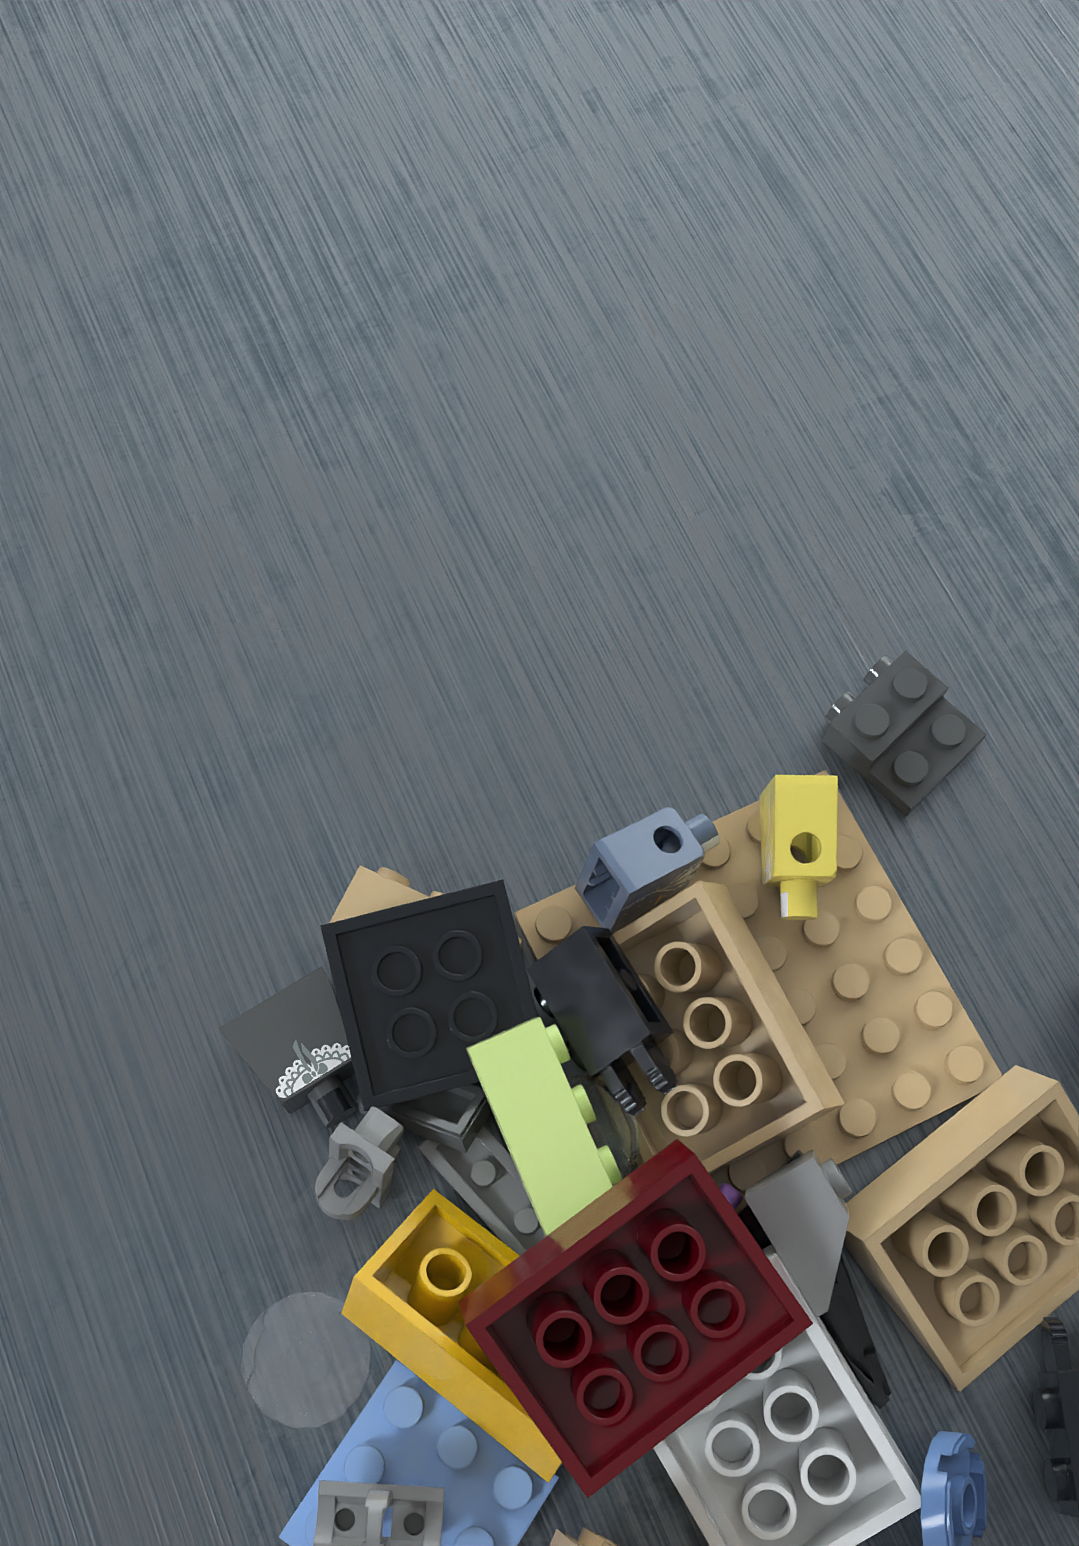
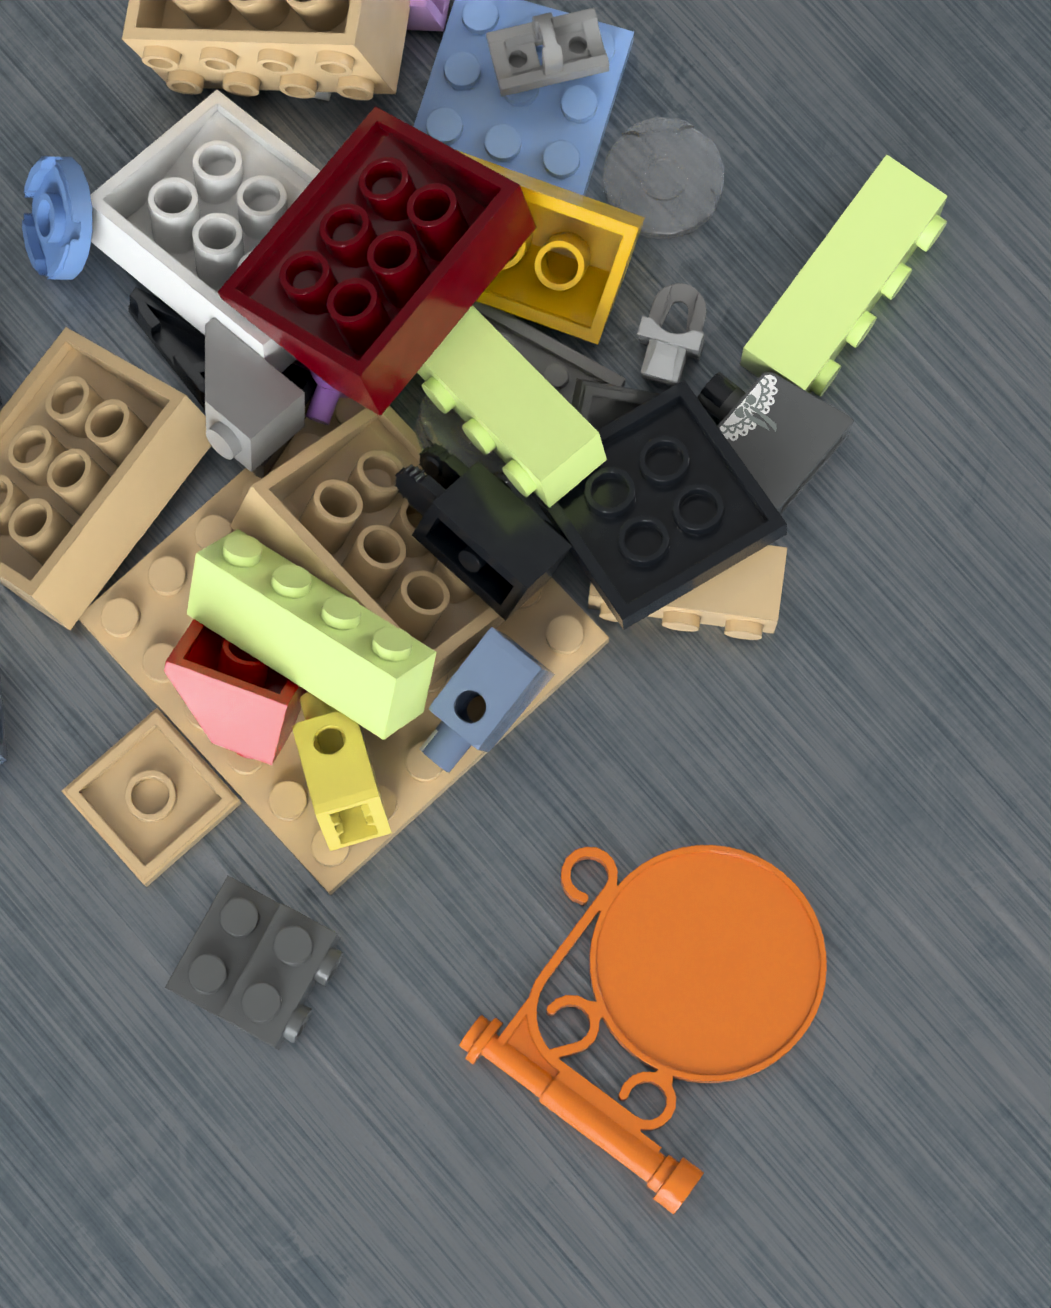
camera: 165 degrees right, 10 degrees up
(167, 1184) = (846, 278): none -> yellowish green brick
(535, 627) = (698, 972): none -> orange piece
(799, 959) = (311, 633): none -> yellowish green brick
(864, 960) = (233, 694): none -> slope
(966, 899) = (151, 797): none -> tan tile

